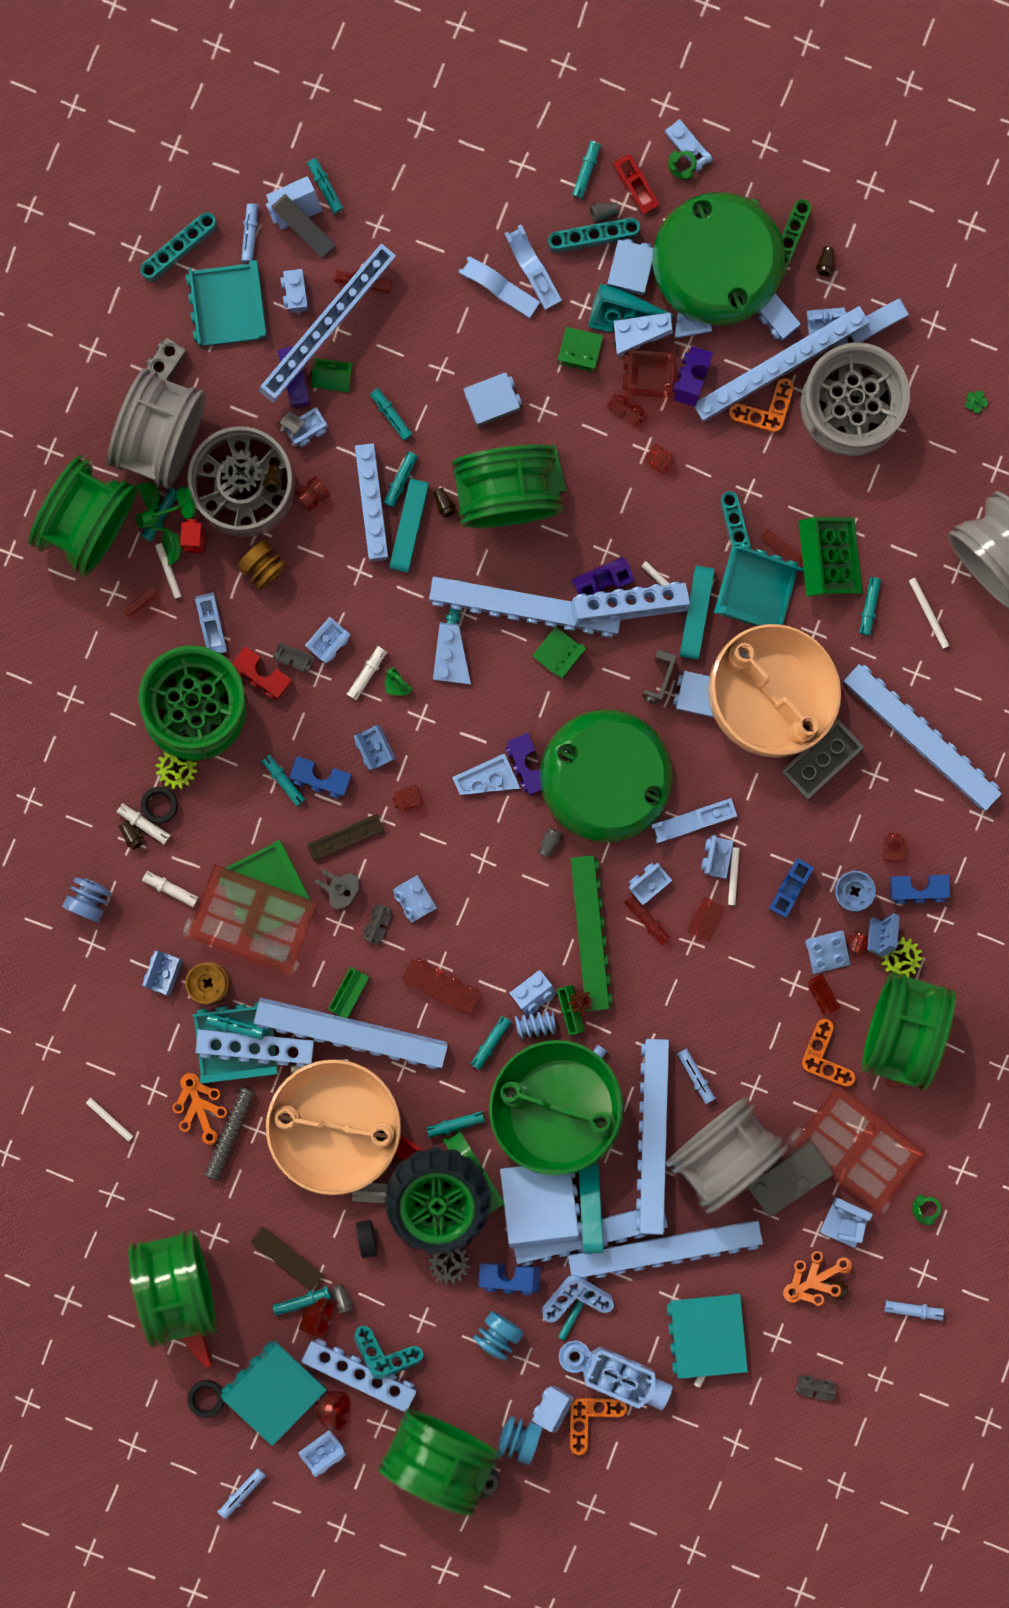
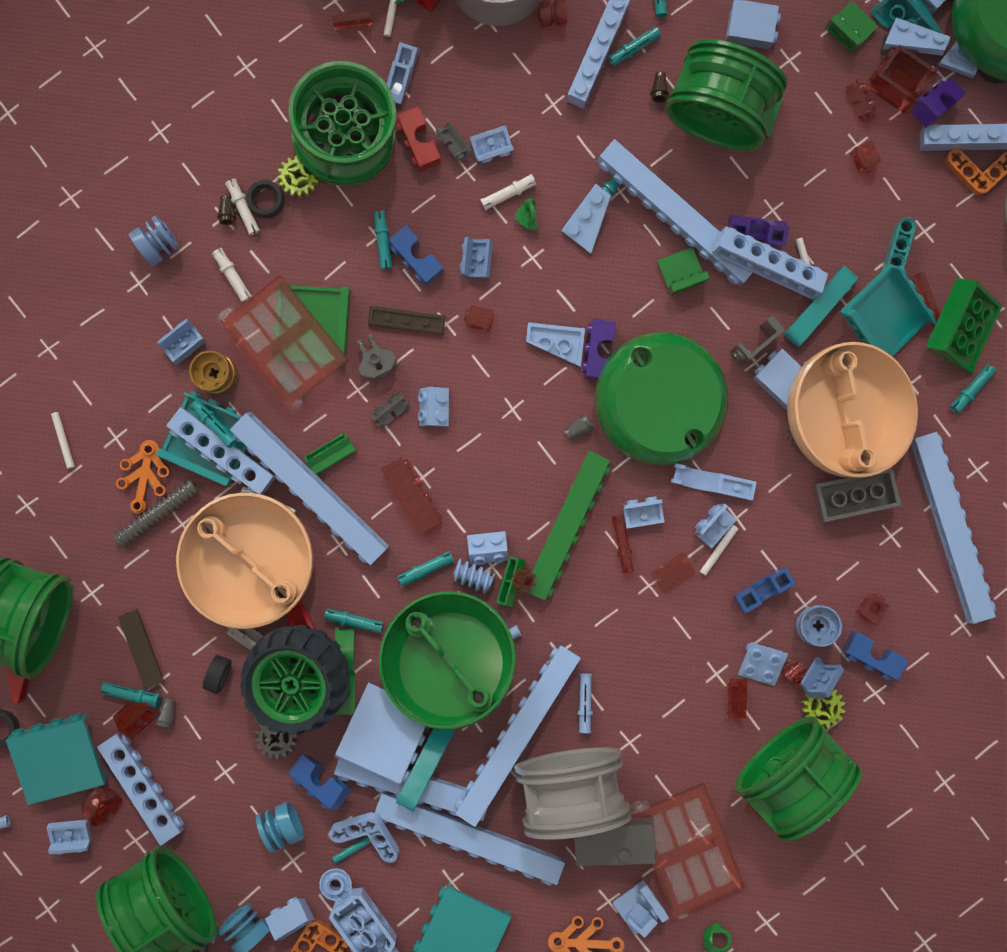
camera: 25 degrees right, 0 degrees up
(263, 567) = (473, 46): pearl gold wheel -> none
(380, 1360) = (165, 785): teal beam -> none
(409, 525) = (618, 89): teal beam -> none
(817, 1056) = (701, 748): orange beam -> none

